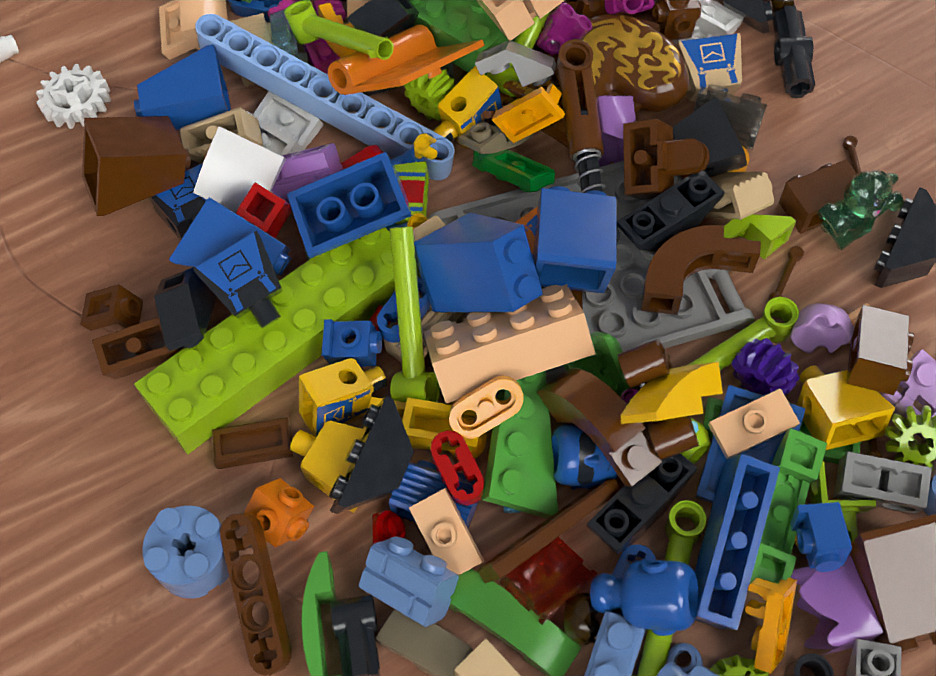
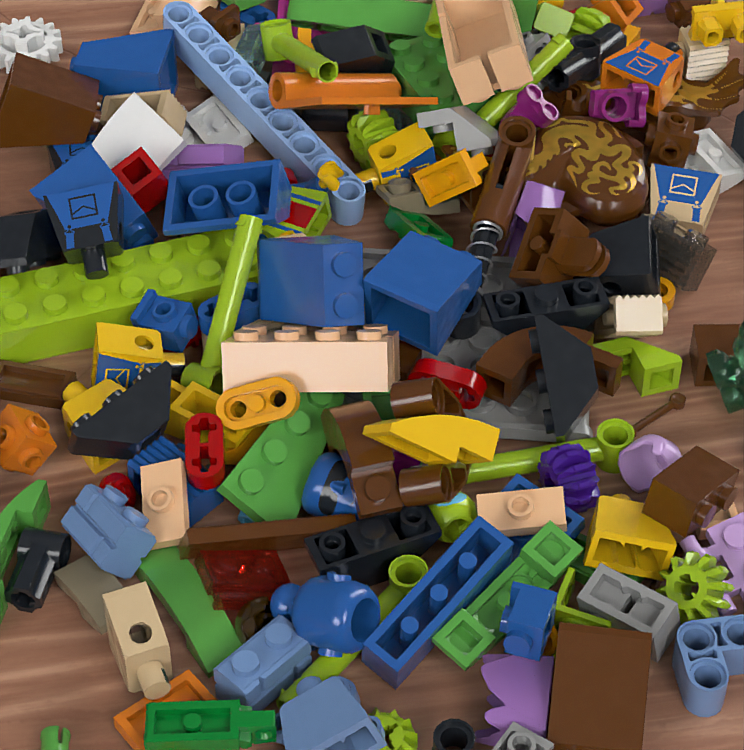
camera: 20 degrees right, 15 degrees down
(250, 20) = (225, 21): none -> reddish brown bracket
(621, 315) = (462, 382): none -> red beam
(726, 279) = (566, 376): none -> black slope
(771, 638) = (440, 682): light orange plate -> none

